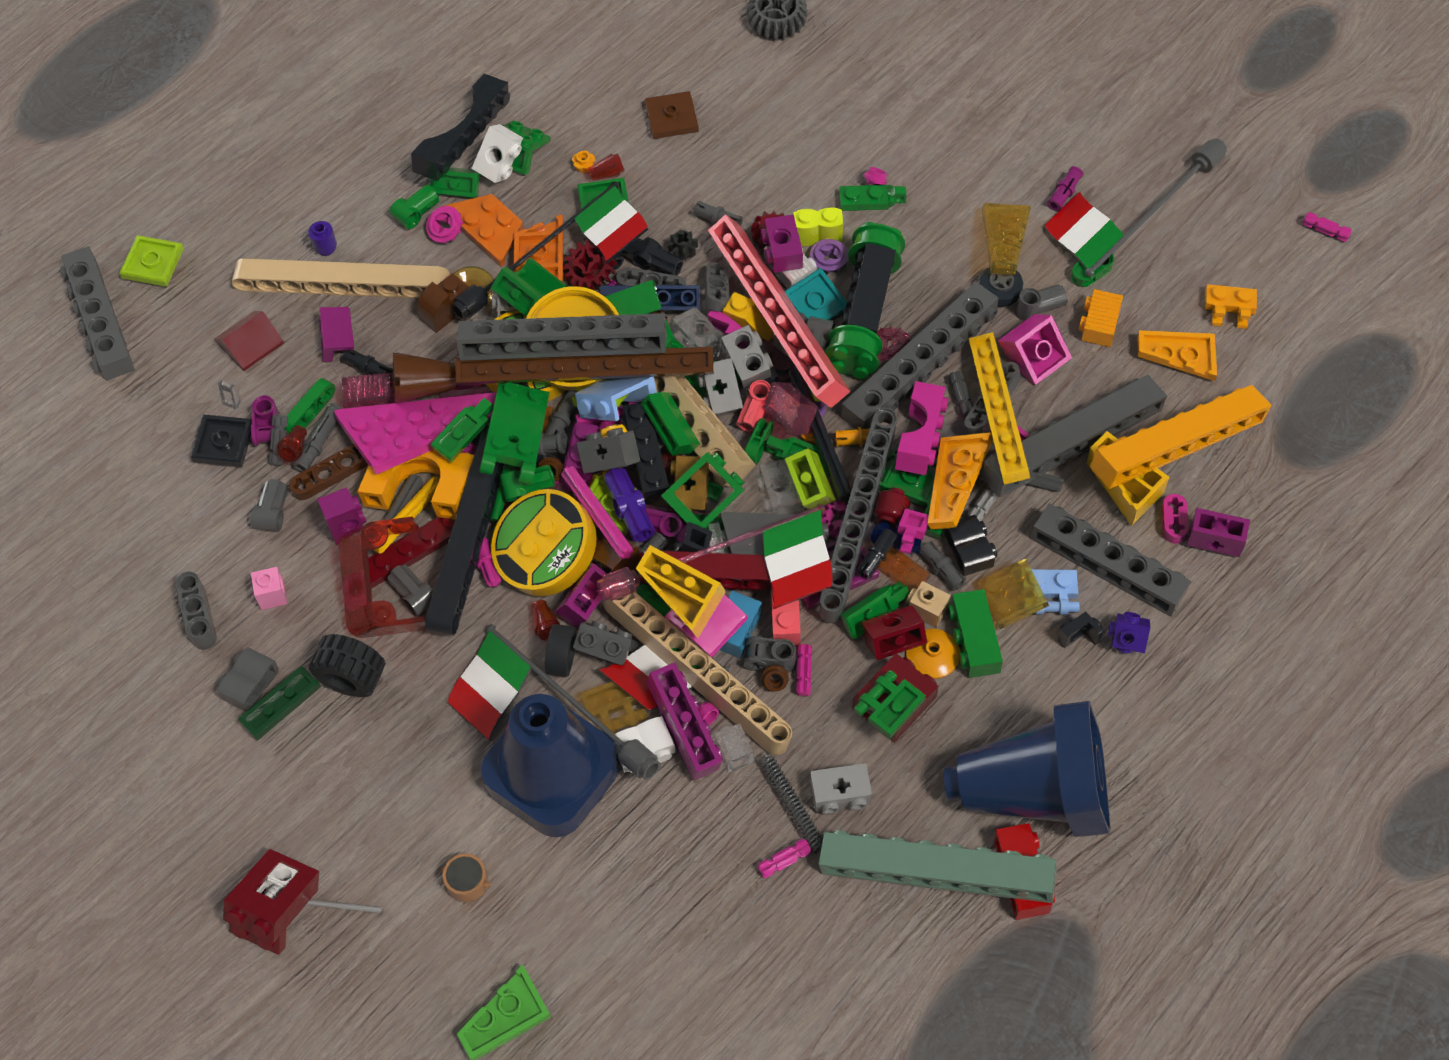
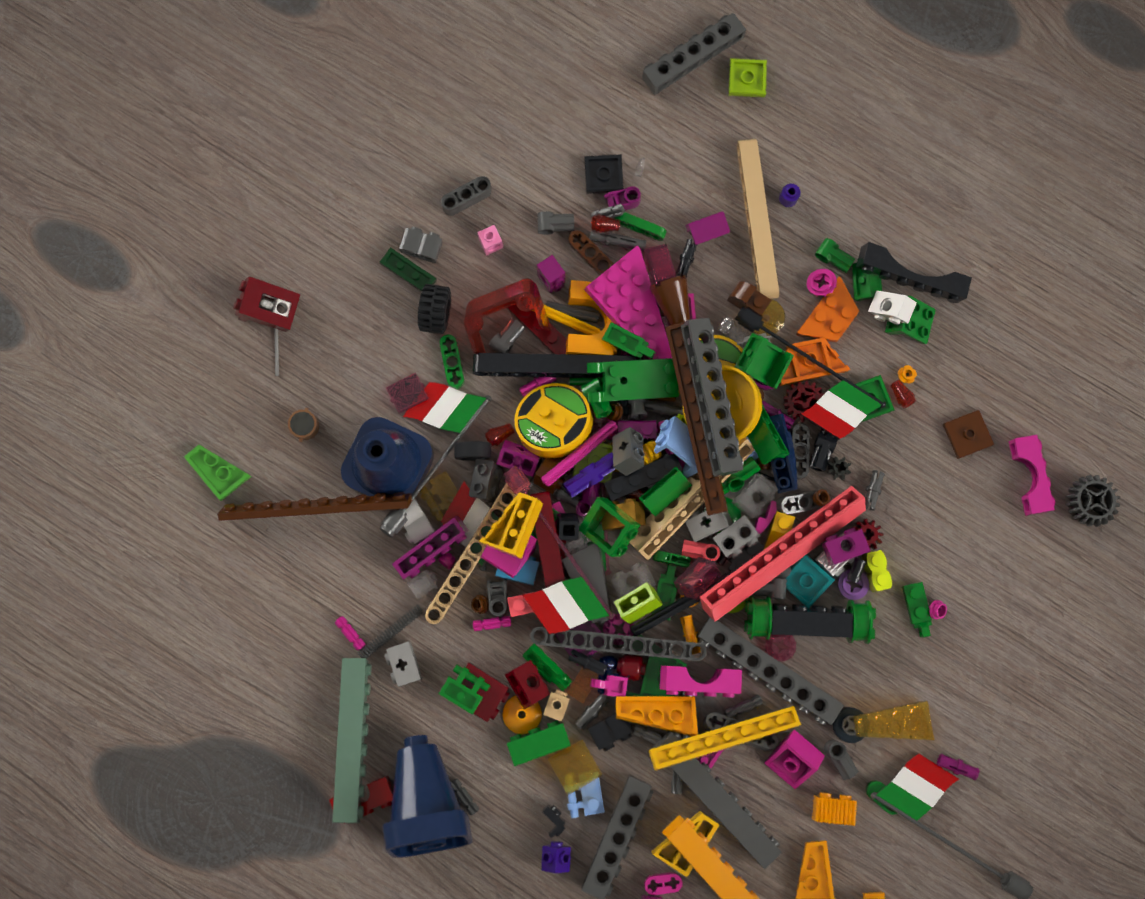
camera: 75 degrees right, 20 degrees up
(250, 339) = (693, 167): dark red slope -> none
(418, 658) = (454, 347): none -> green beam
(455, 730) = (407, 393): none -> clear pink piece
(589, 879) = (311, 507): none -> reddish brown plate
(709, 59) = (1039, 497): none -> dark pink arch
(716, 262) = (821, 497): none -> reddish brown hinge
(813, 243) = (856, 570): none -> black pin

